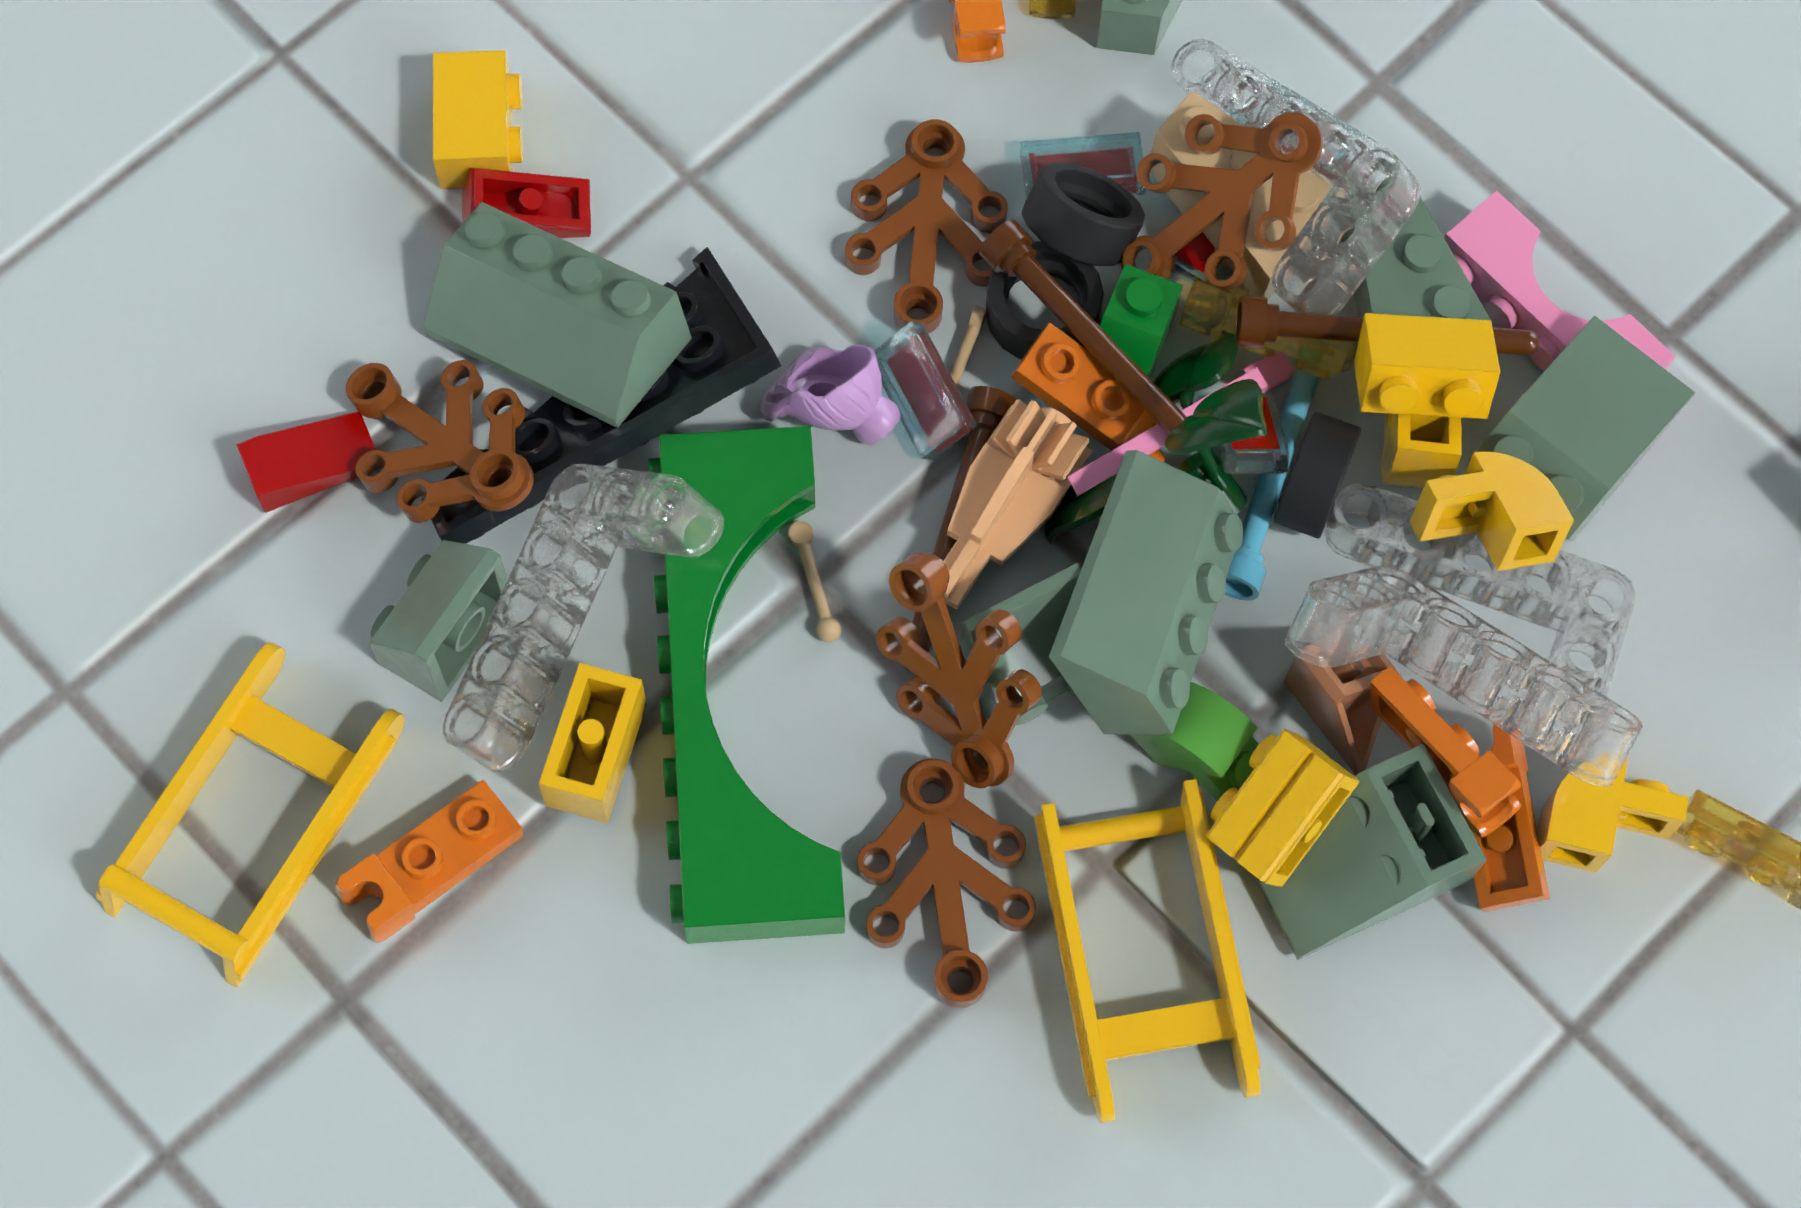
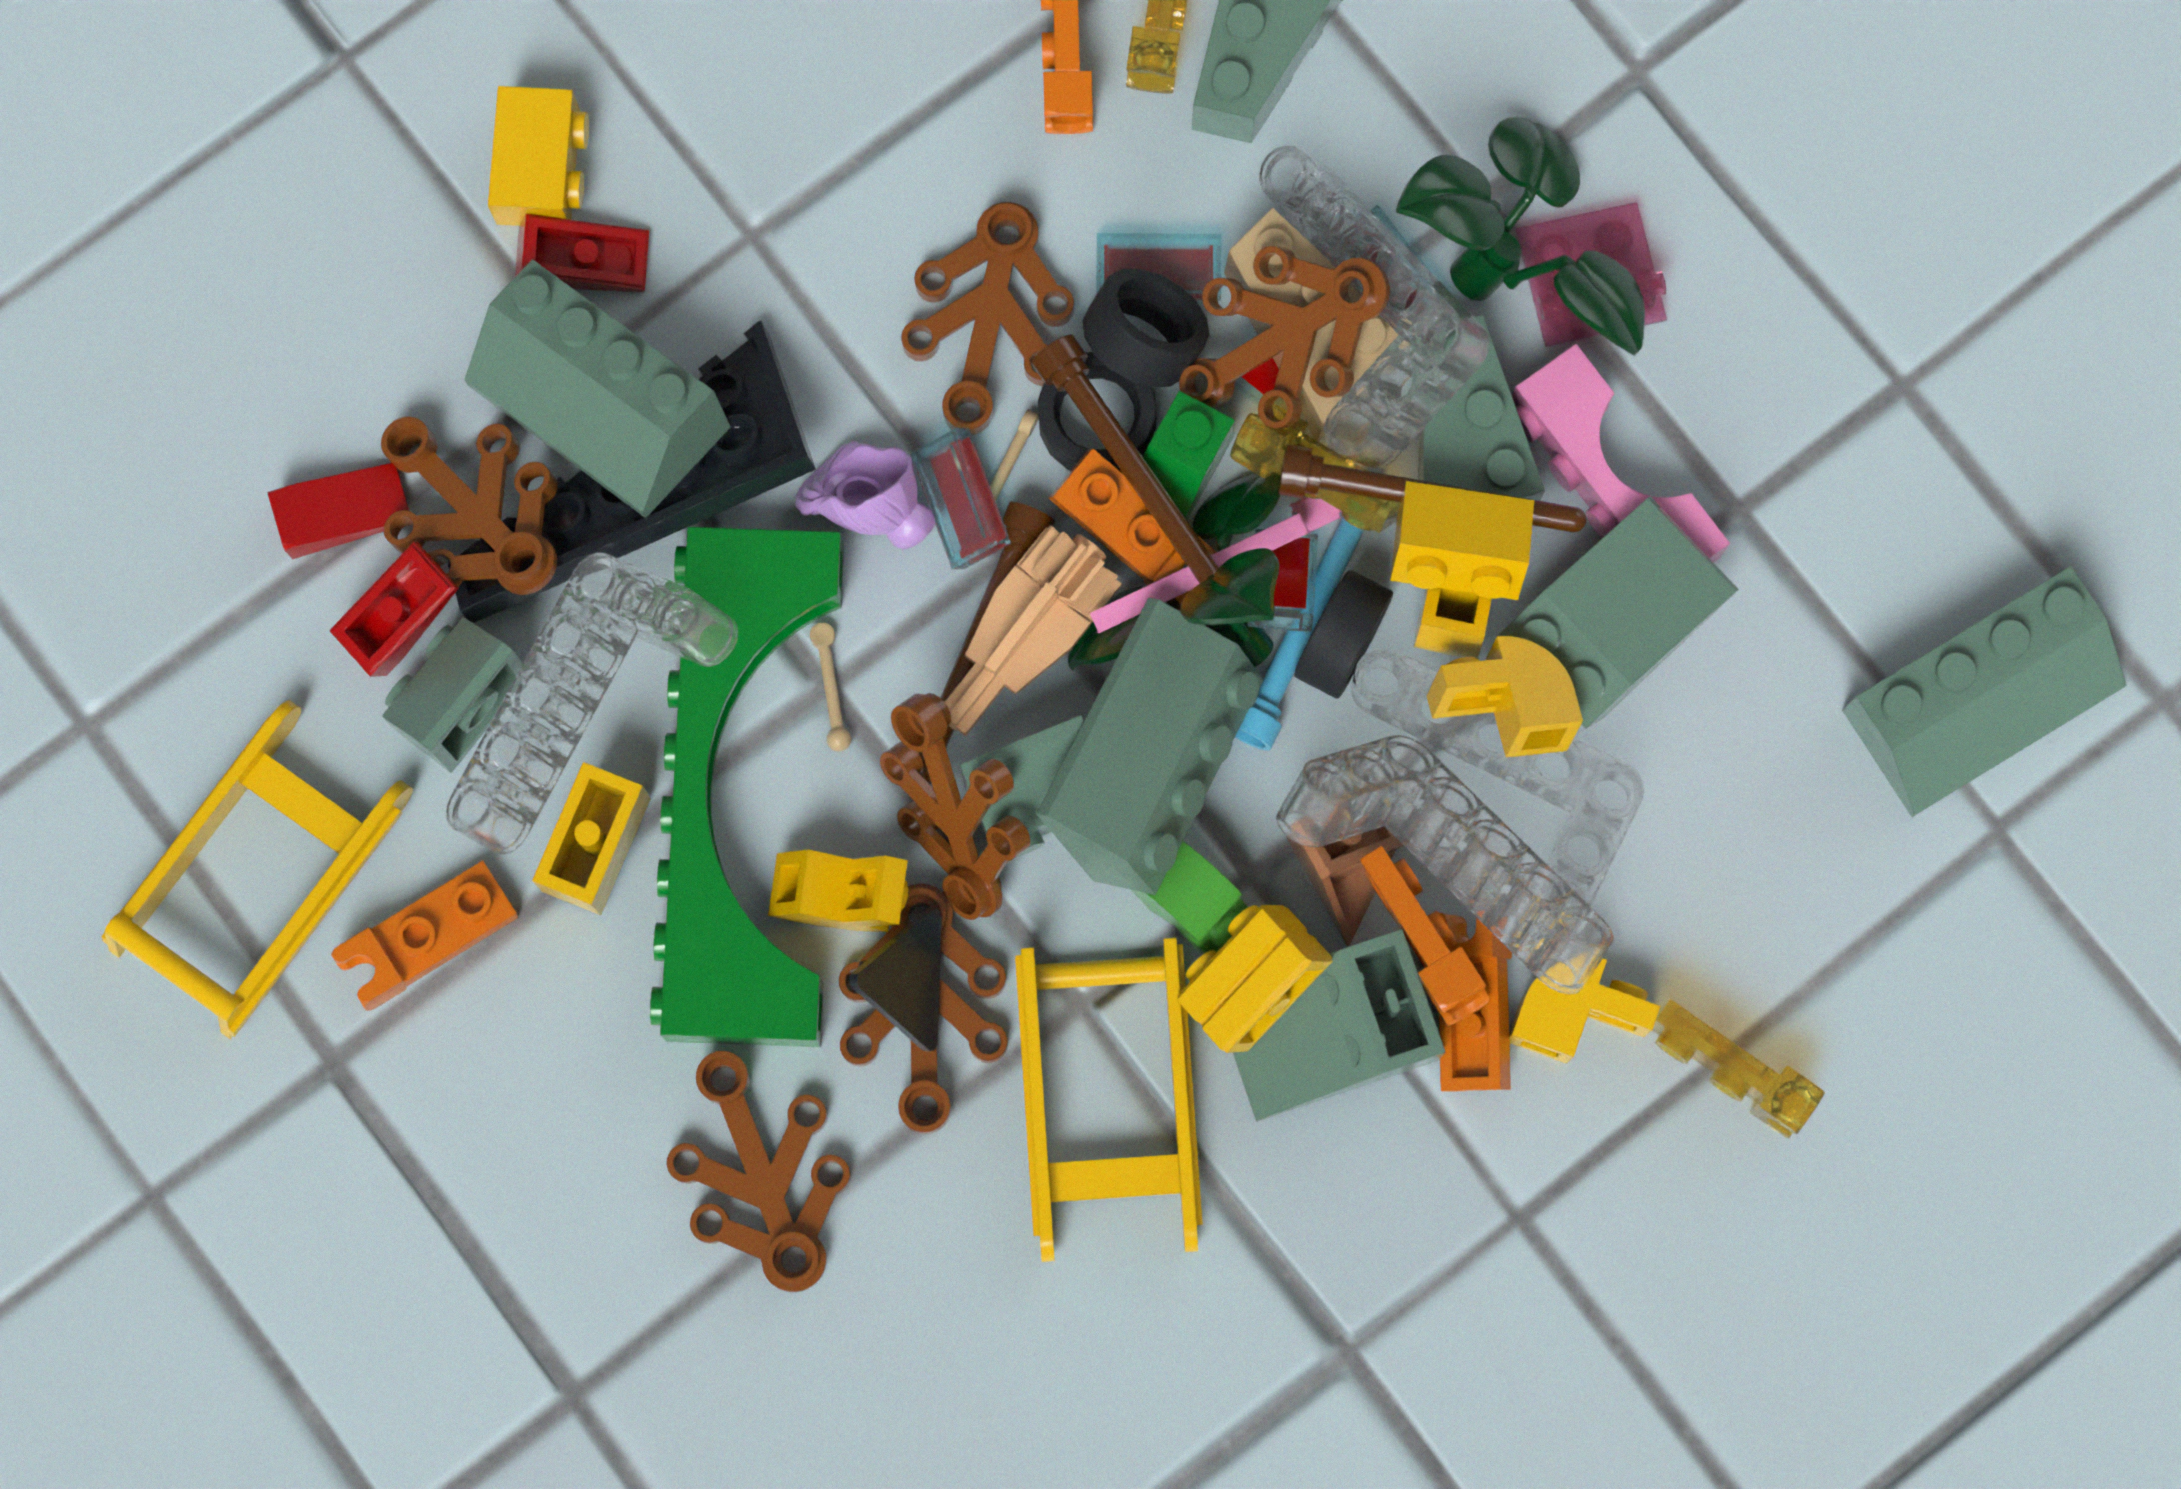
camera: 10 degrees right, 10 degrees up
(374, 543) = (394, 611): none -> red slope
(804, 1073) = (764, 1182): none -> dark orange plant
(849, 772) = (839, 890): none -> yellow brick
(928, 848) = (905, 979): none -> black piece
(1402, 125) = (1458, 204): none -> dark green plant
(1495, 138) = (1611, 231): none -> clear pink hinge

